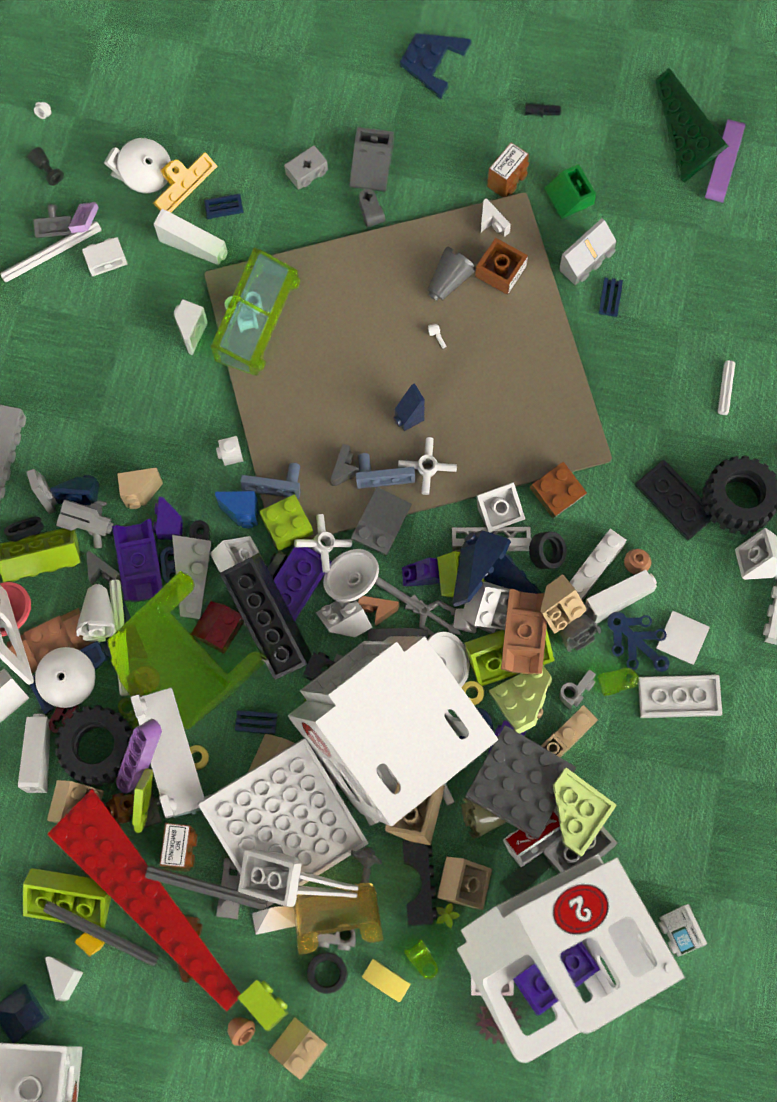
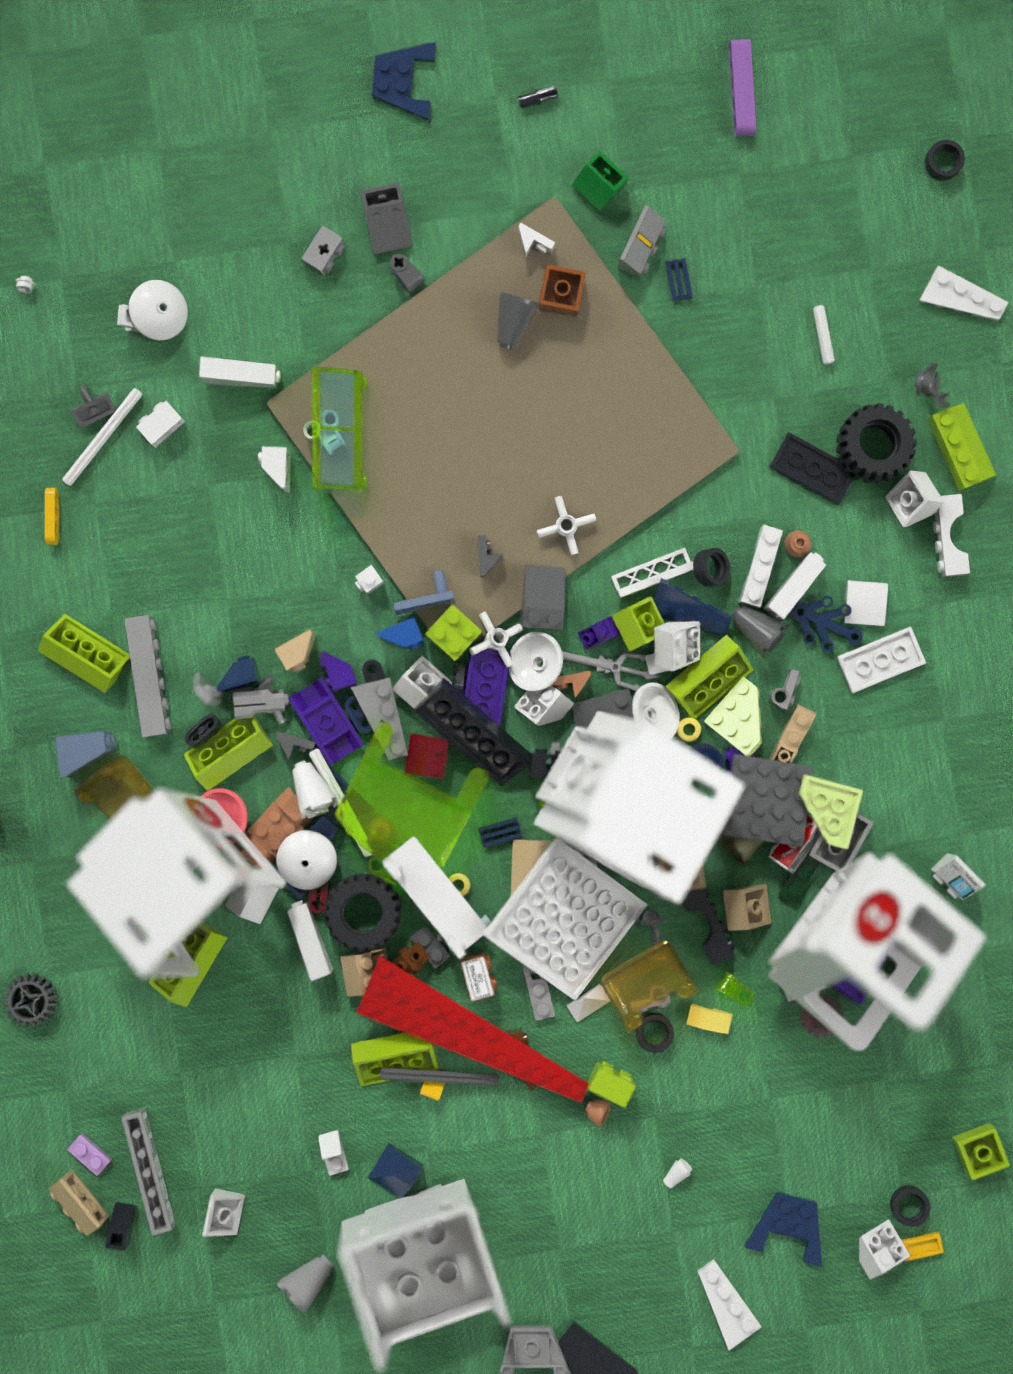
camera: 25 degrees left, 15 degrees up
(39, 159) = (49, 342): pearl dark grey piece -> none
(63, 978) = (422, 1127): white slope -> none
(83, 217) = (120, 389): lavender plate -> none
(138, 754) = (411, 912): medium lavender beam -> none
(142, 800) = (430, 949): lime piece -> none
(183, 180) = (204, 313): yellow plate -> none
(204, 887) = (519, 1003): dark grey axle -> none
(223, 209) = (261, 328): dark blue tile -> none
(277, 877) = (581, 970): white slope -> none
(297, 1048) = (654, 1106): tan slope -> none
(368, 478) = (515, 559): sand blue piece -> none
(410, 409) = (529, 477): dark blue slope -> none
(433, 329) = (520, 381): white hand -> none
(446, 915) = (741, 940): lime plant -> none
(476, 562) = (653, 605): dark blue wedge -> none
(500, 507) = (651, 541): white slope -> none
(508, 170) = (529, 182): brick -> none
(524, 633) = (722, 658): nougat piece -> none
(558, 490) = (700, 503): dark orange brick -> none
(561, 604) = (747, 622): tan slope -> none
(614, 681) = (817, 670): clear neon green piece -> none
(690, 130) = (697, 67): dark green wing -> none

